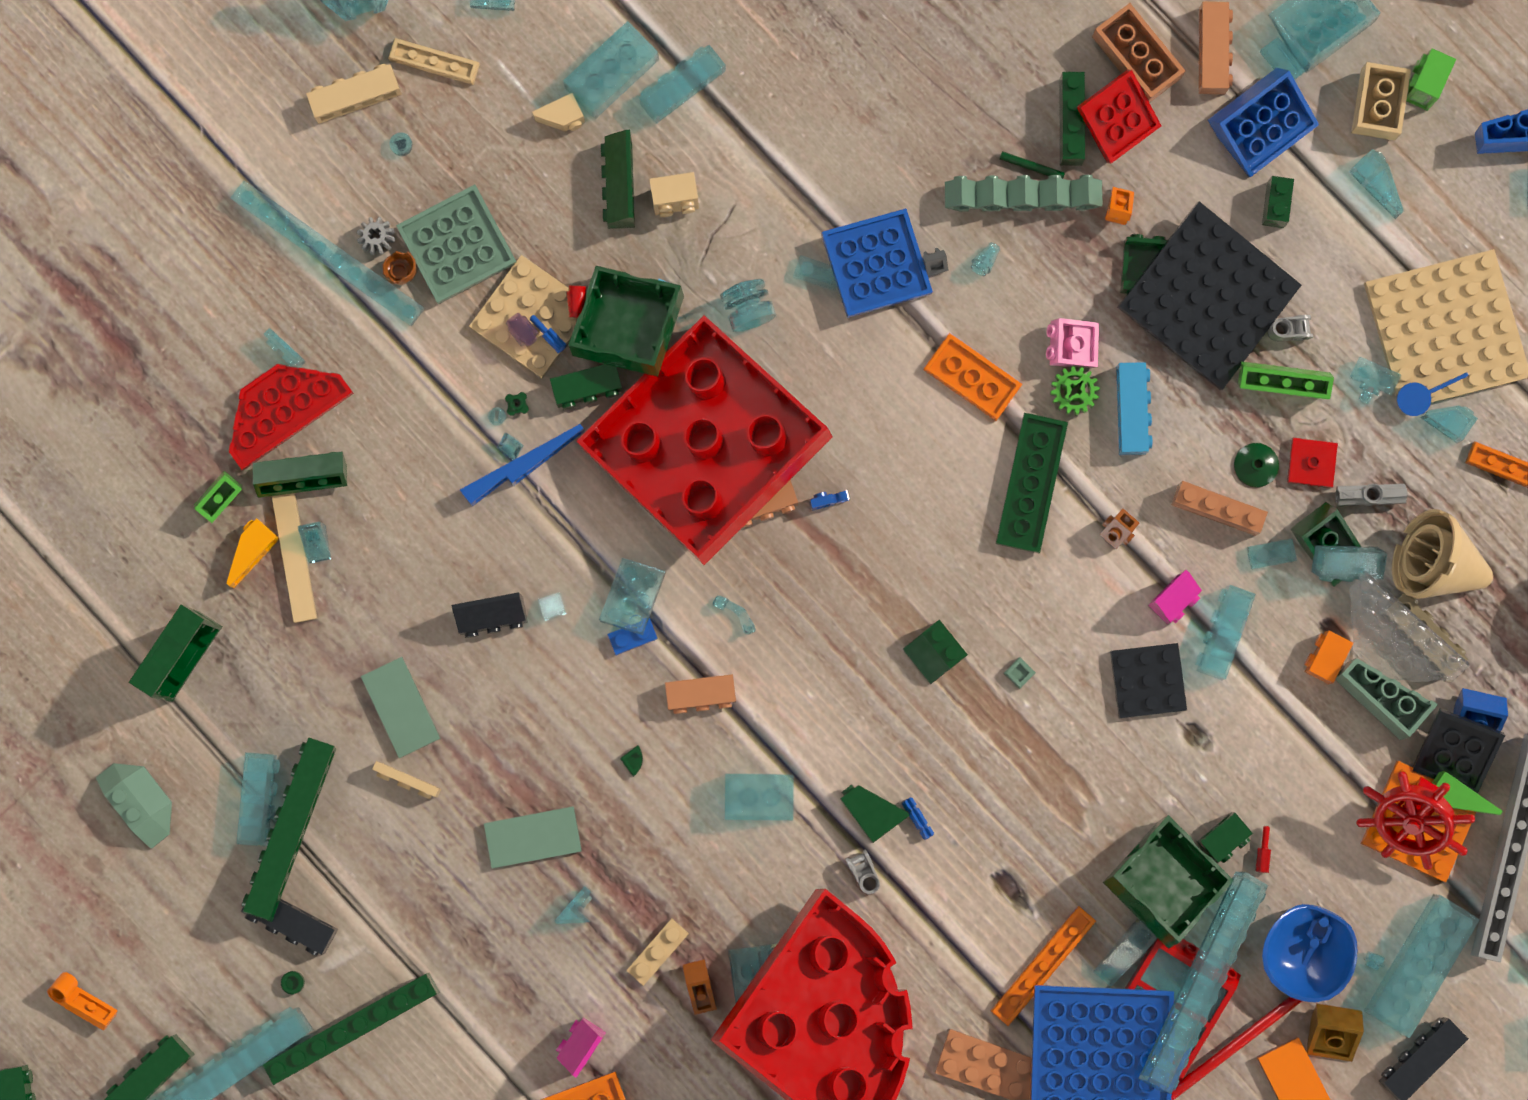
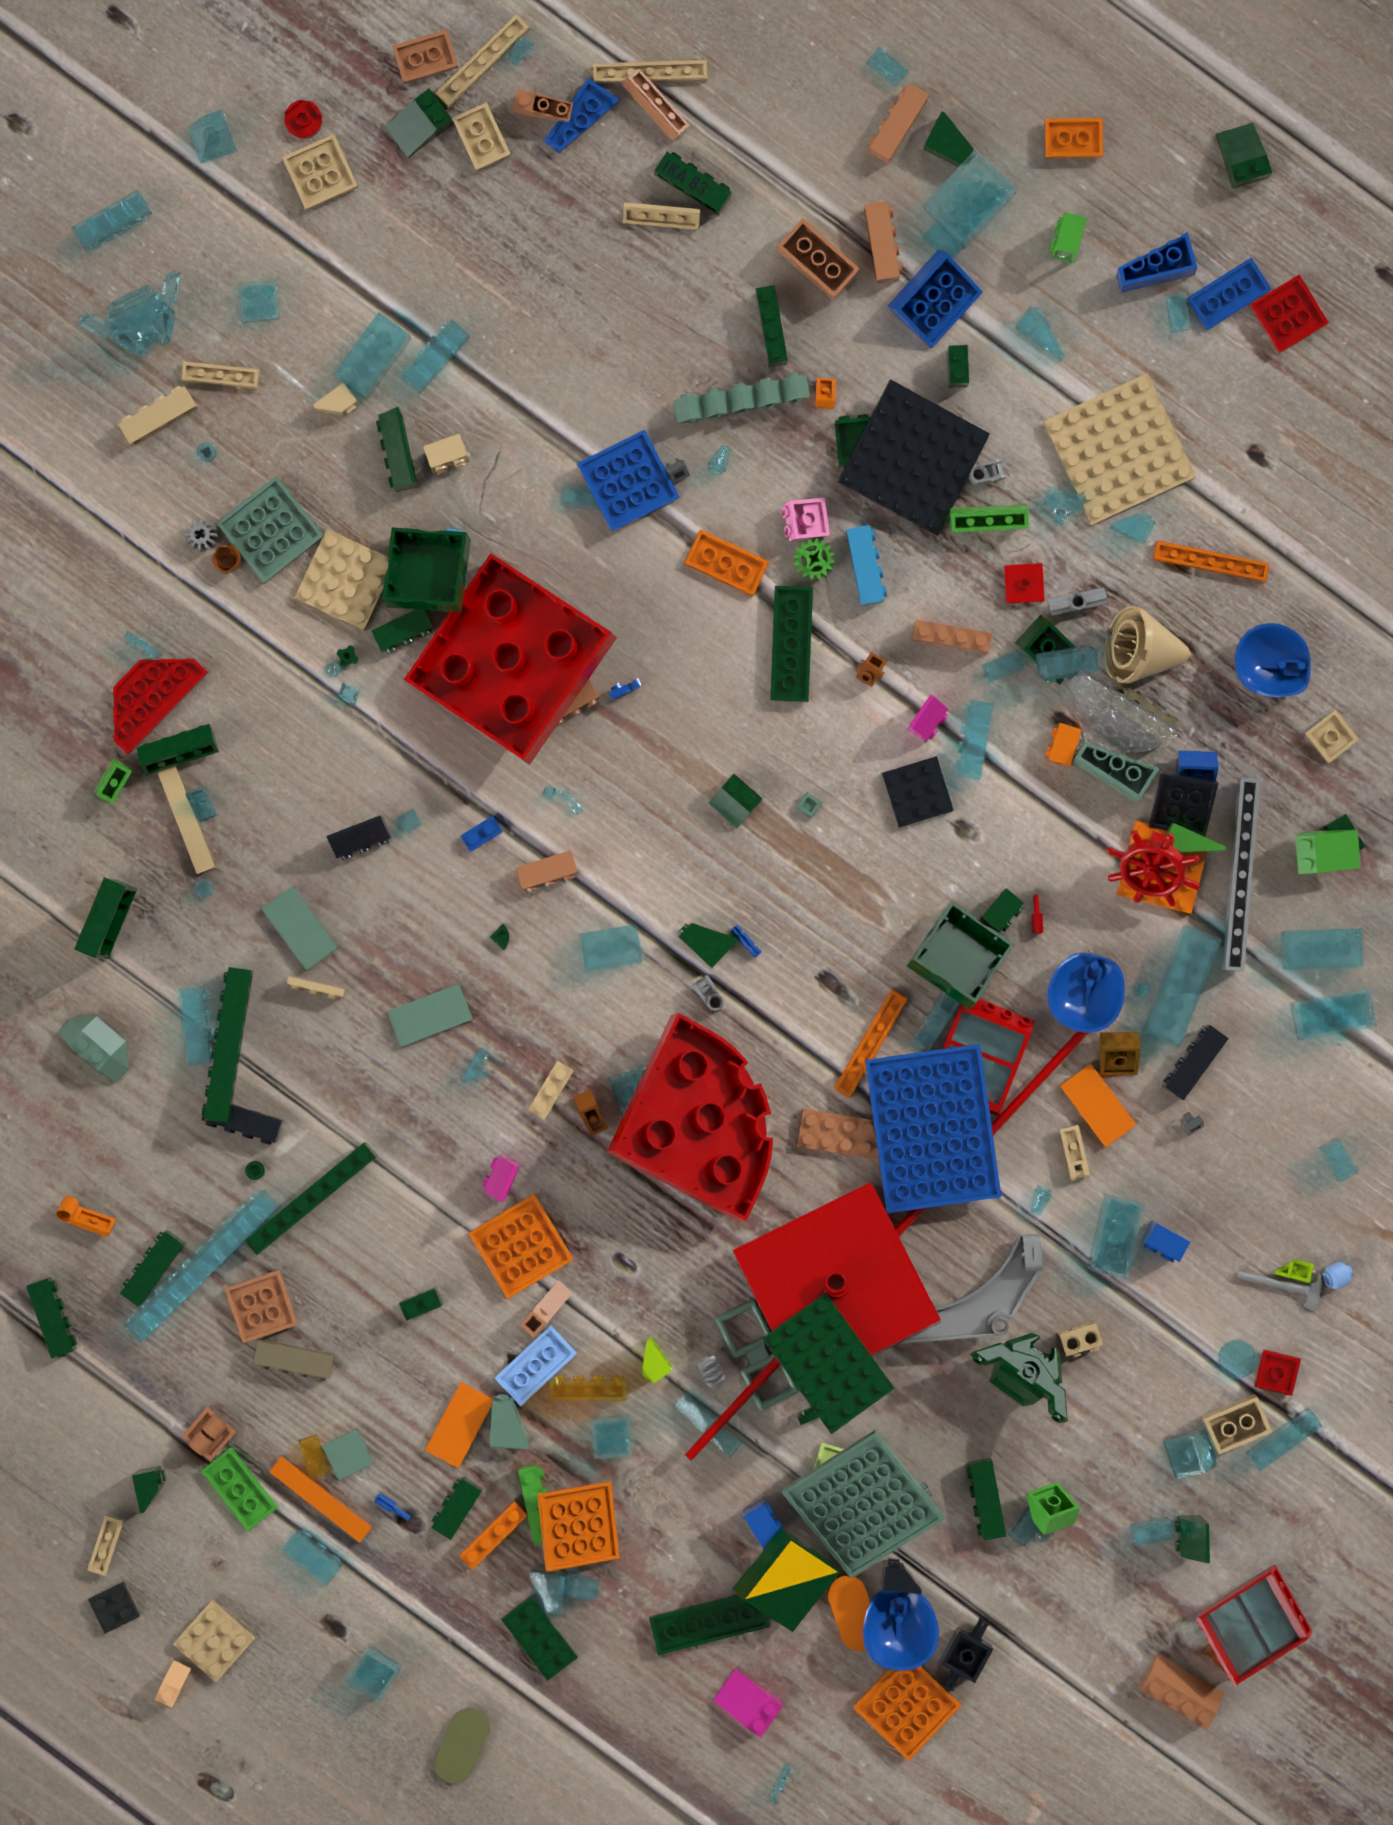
camera: 10 degrees left, 5 degrees up
(252, 547) = (149, 818): light orange slope -> none
(299, 640) = (204, 888): none -> clear light blue plate
(327, 253) = (162, 557): clear light blue plate -> none
(520, 467) = (360, 710): blue slope -> none
(522, 330) = (340, 593): clear purple brick -> none
(549, 335) = (363, 593): blue axle -> none
(576, 300) = (380, 559): red cone -> none
(632, 596) = (475, 800): clear light blue plate -> none
(747, 302) = (526, 538): clear light blue wheel -> none
(1030, 165) = (744, 372): dark green bar -> none
(1119, 116) = (810, 317): red plate -> none
(1203, 982) = (1003, 1031): clear light blue brick -> none
(1245, 467) = (970, 600): dark green dish -> none
(1381, 101) = (1030, 263): tan brick -> none
(1416, 399) = (1101, 513): blue piece -> none

